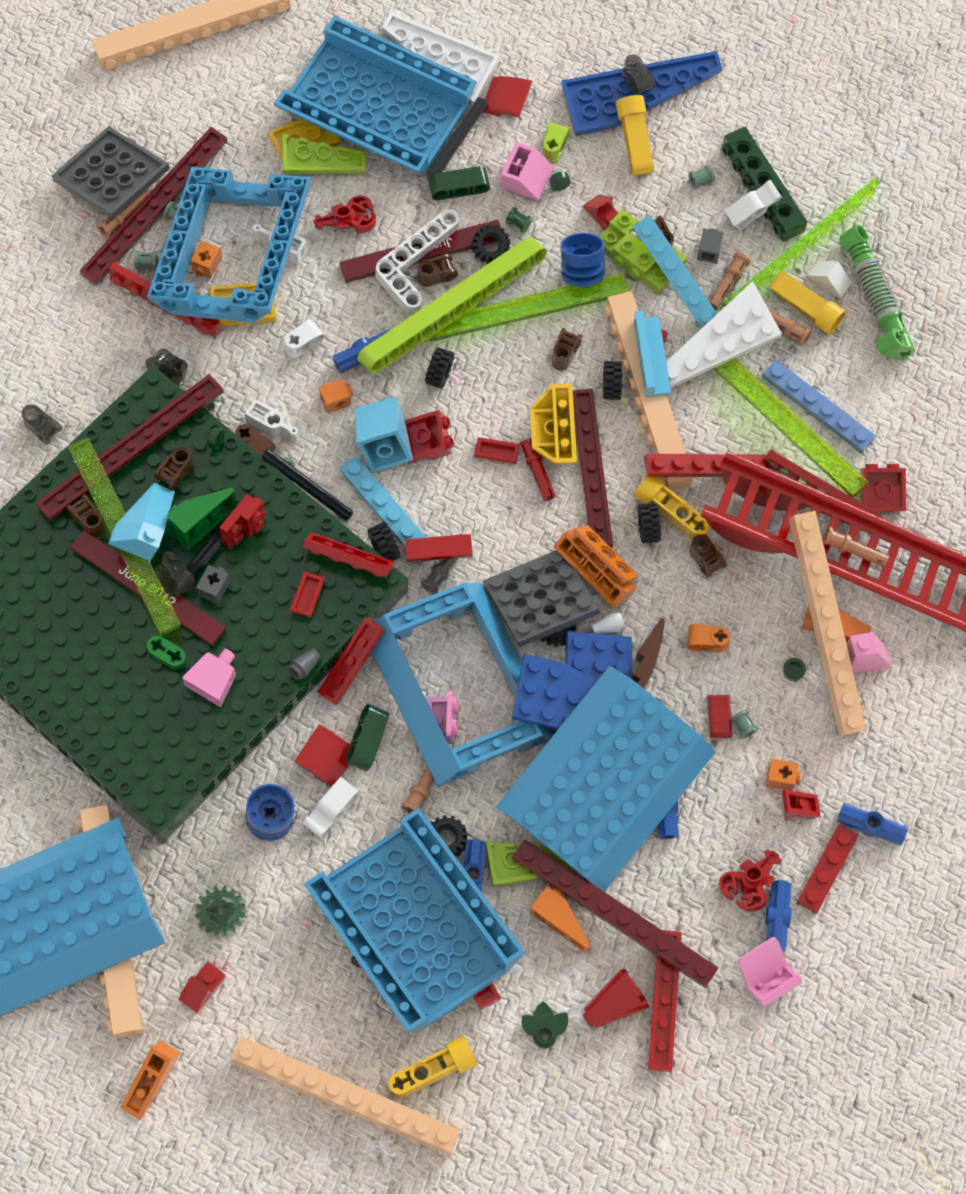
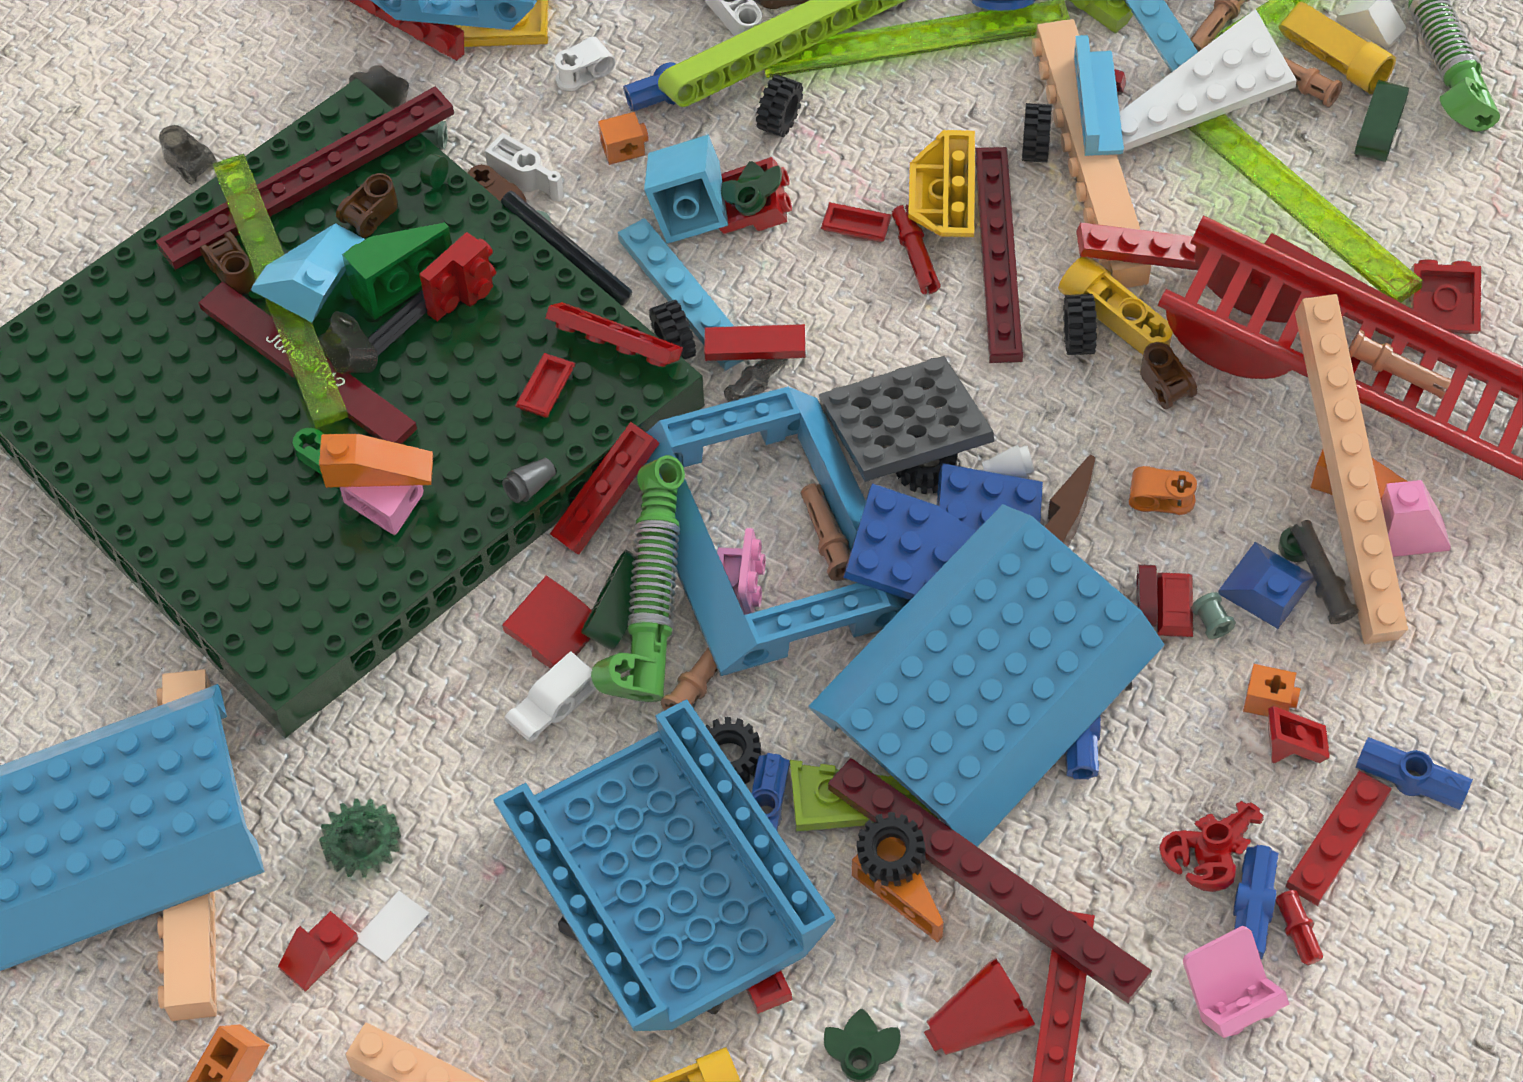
camera: 10 degrees right, 10 degrees down
(204, 663) = (370, 461): none -> orange slope
(216, 591) = (404, 362): dark grey brick -> none
(246, 966) = (392, 926): none -> white sticker
(269, 800) = (454, 695): blue wheel -> none
(390, 722) = (650, 618): none -> bright green piece
(427, 432) = (752, 188): none -> dark green plate
(500, 688) = (831, 542): none -> nougat pin
(555, 887) = (883, 829): none -> black tyre
(566, 346) = (969, 94): reddish brown piece -> none
(595, 567) = (997, 376): orange brick -> none
(702, 712) = (1147, 592): none -> dark red beam
(776, 698) = (1266, 585): none -> blue slope
(806, 930) = (1299, 927): none -> red axle
(816, 699) = (1329, 586): none -> clear smoke pin
(818, 406) = (1350, 187): medium blue plate -> none
(838, 357) = (1381, 121): none -> dark green beam

